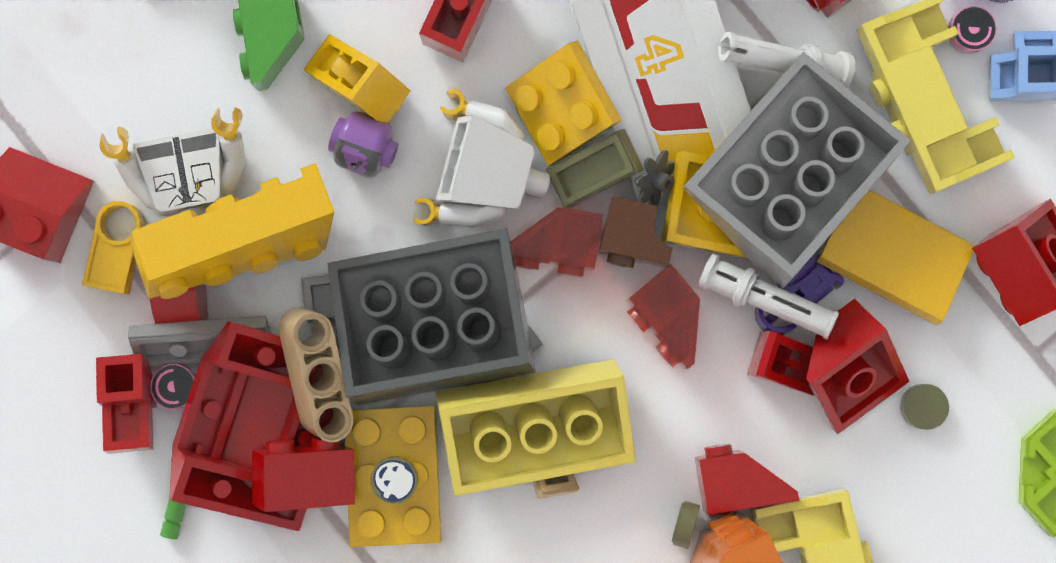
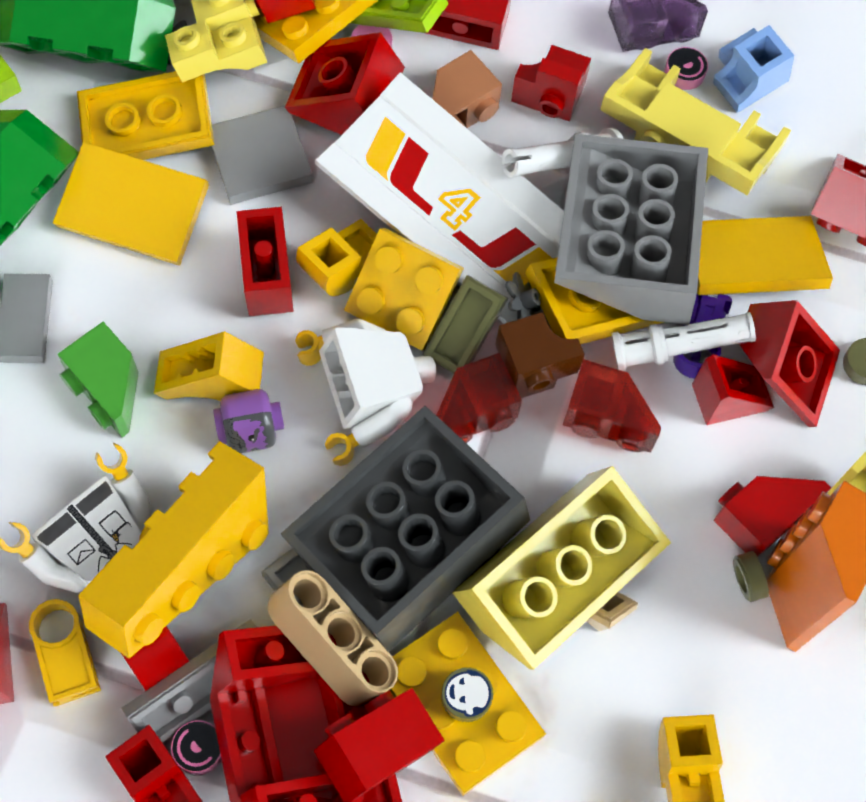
camera: 40 degrees left, 20 degrees down
(527, 39) = (335, 257): none -> yellow brick

